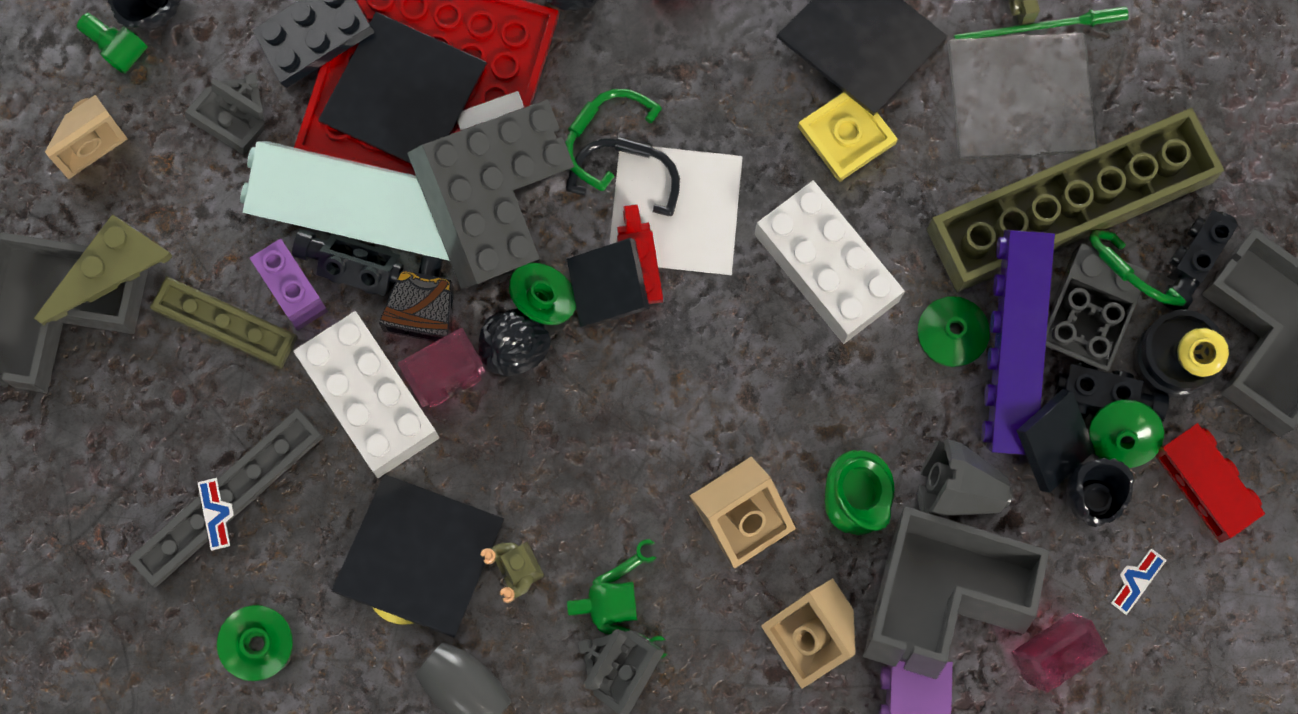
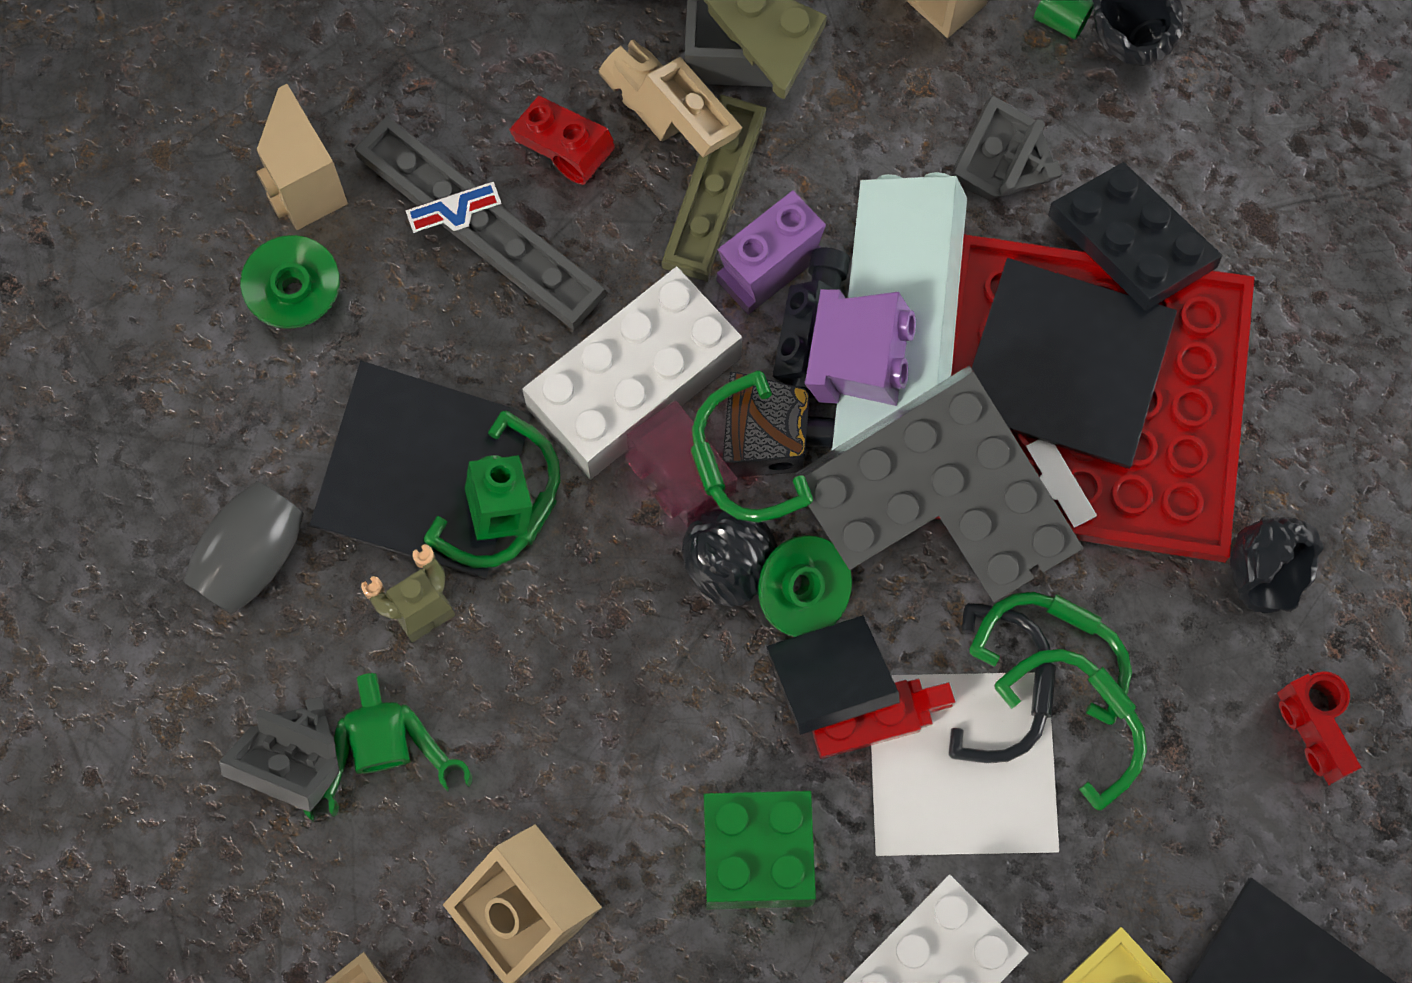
camera: 85 degrees right, 5 degrees down
(151, 343) = (669, 98): none -> tan plate
(163, 625) = (296, 165): none -> tan slope
(166, 427) = (565, 137): none -> red plate
(379, 226) = (860, 347): none -> medium lavender hips
(450, 499) = (498, 497): none -> green brick
(456, 343) = (708, 467): none -> green piece
(463, 478) = (541, 507): none -> green piece
(642, 103) = (1113, 696): none -> green piece
(724, 348) = (759, 850): none -> green brick

